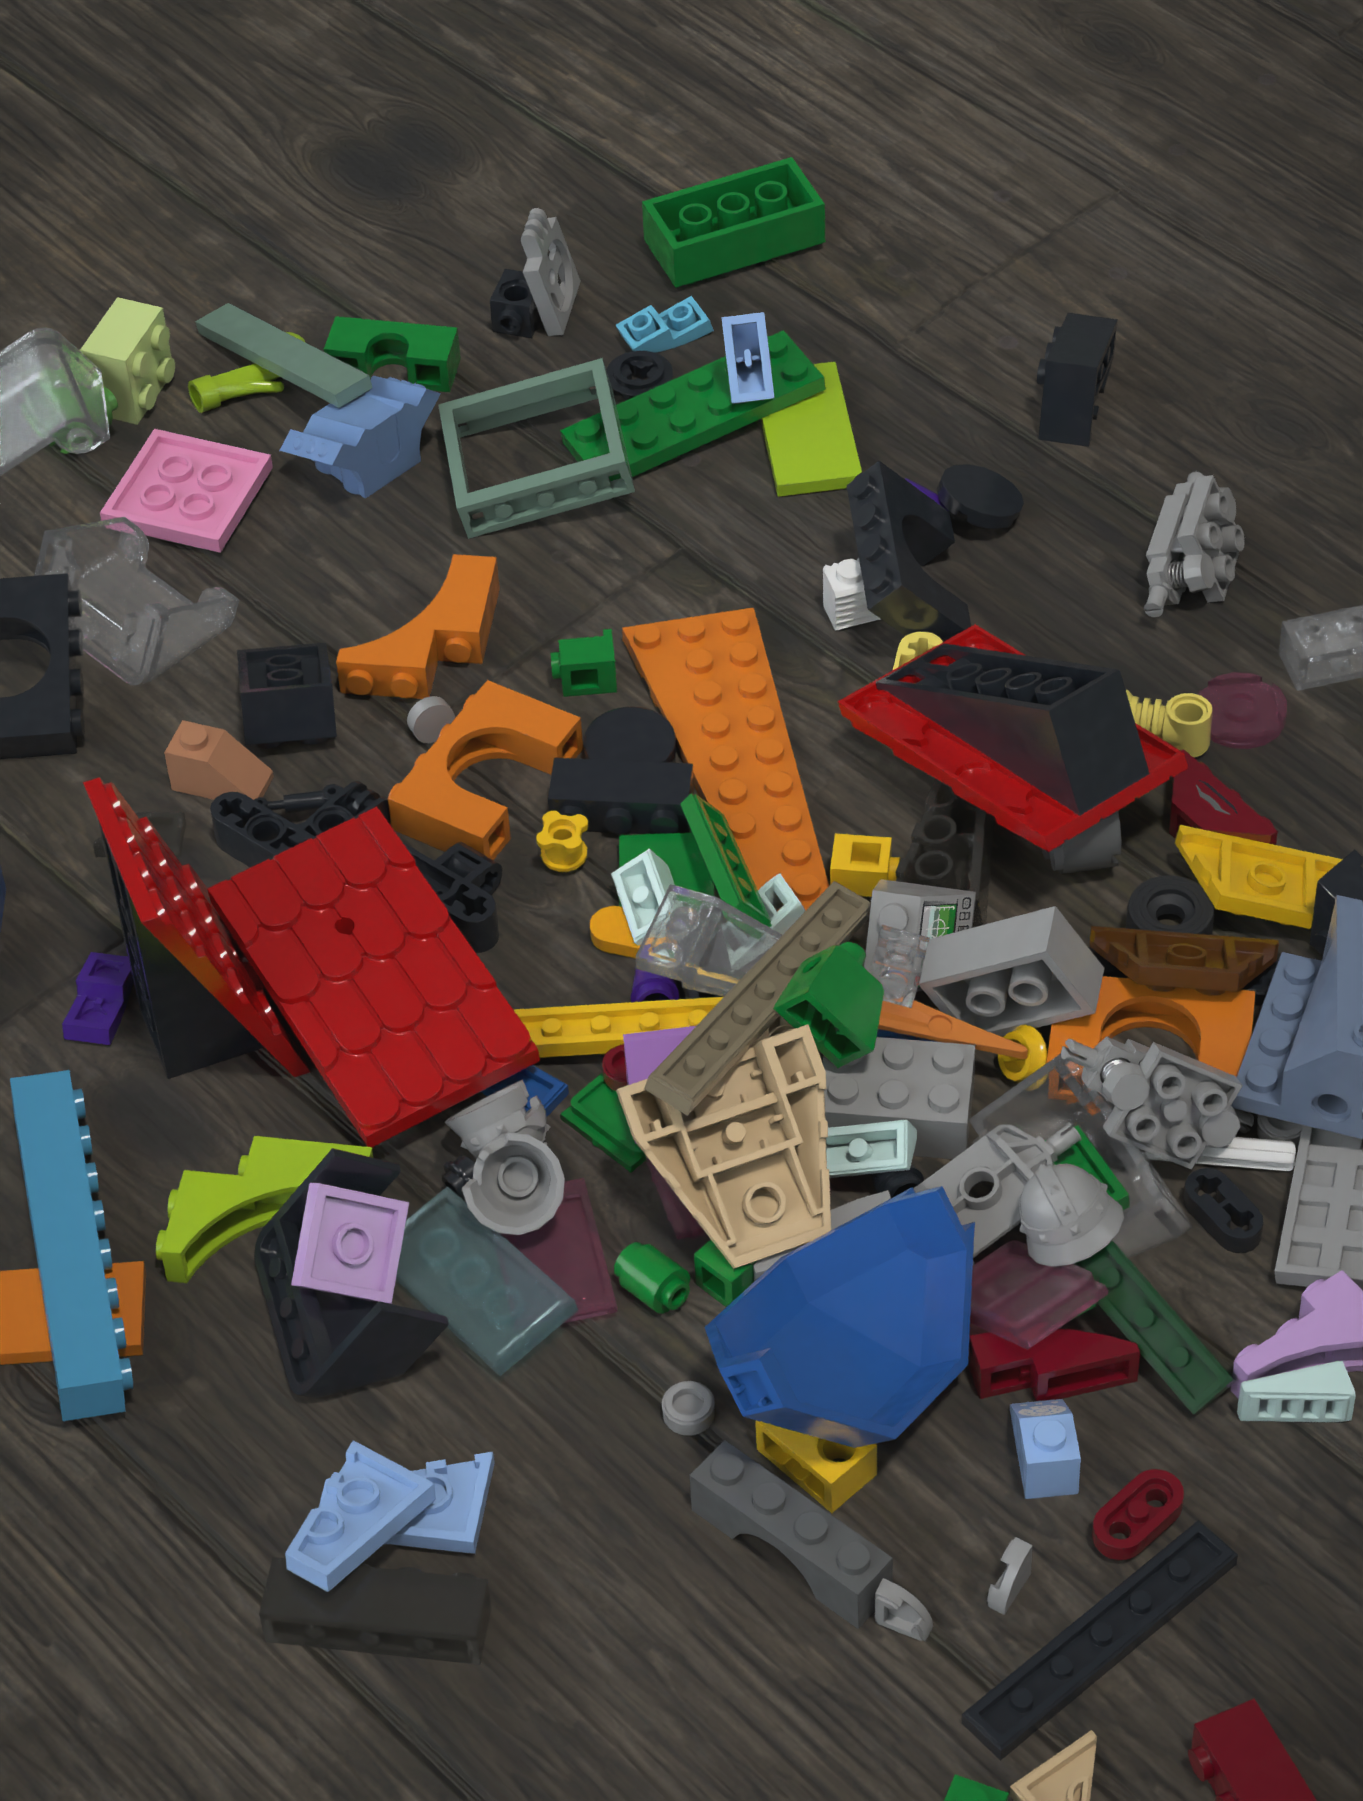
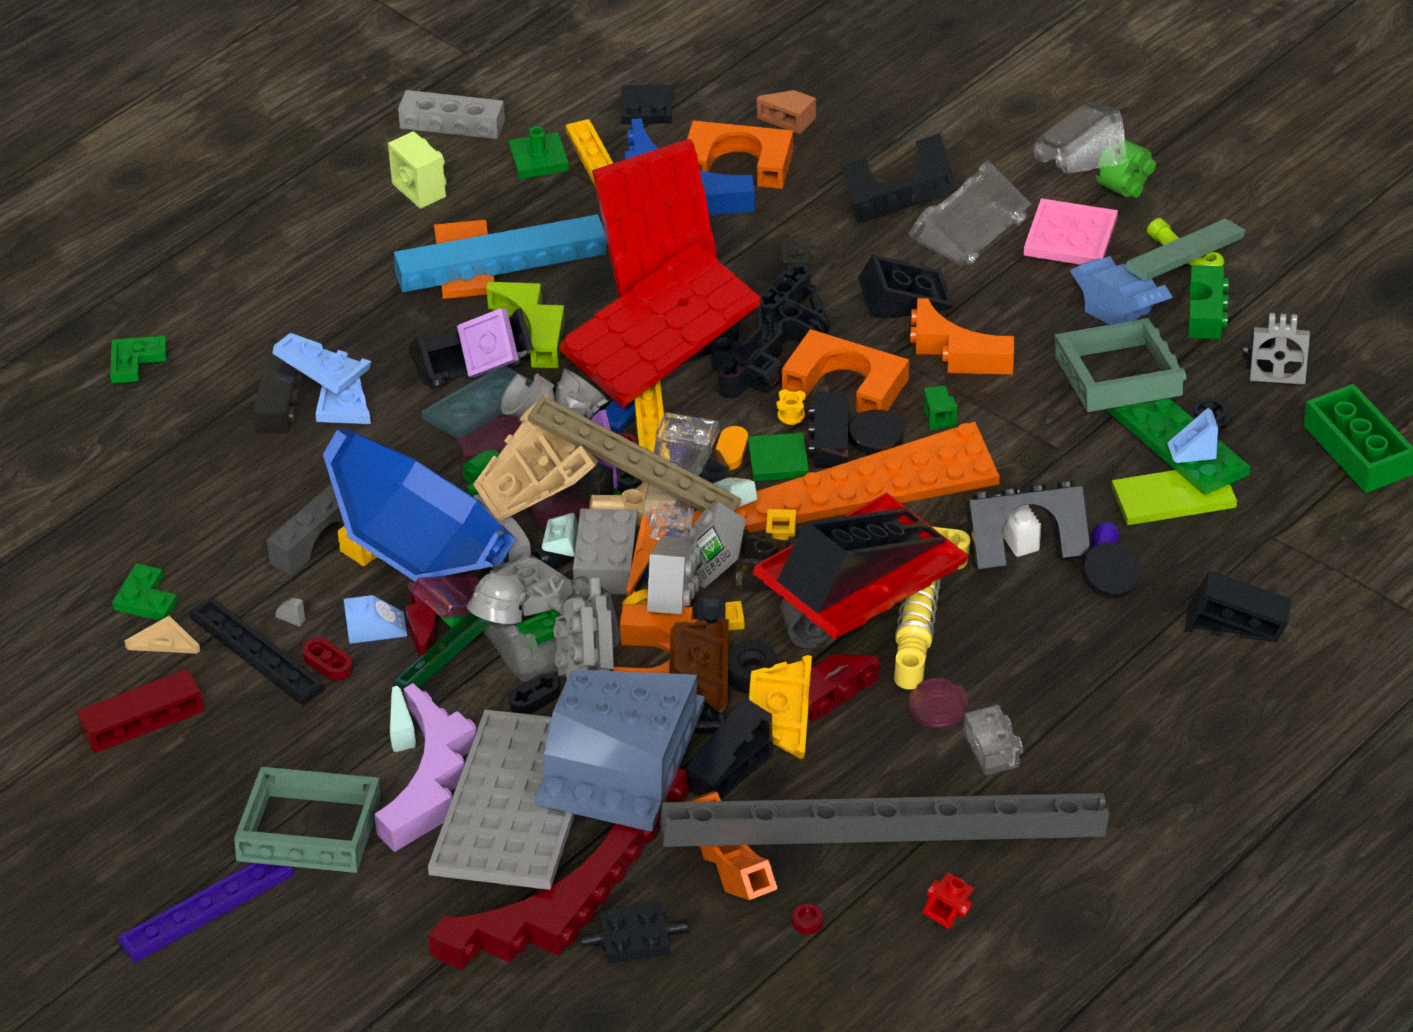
camera: 85 degrees right, 5 degrees down
(133, 356) = (1166, 186): yellowish green brick -> none
(213, 762) = (841, 268): nougat slope -> none
(429, 718) = (888, 344): light grey tile -> none
(641, 889) = (749, 446): light aqua slope -> none
(665, 330) = (1258, 421): medium azure slope -> none
(724, 858) = (763, 462): green tile -> none
(836, 1001) = (633, 489): green torso -> none
(901, 1611) = (273, 571): light grey tile -> none
(1193, 544) = (1074, 668): light grey piece -> none

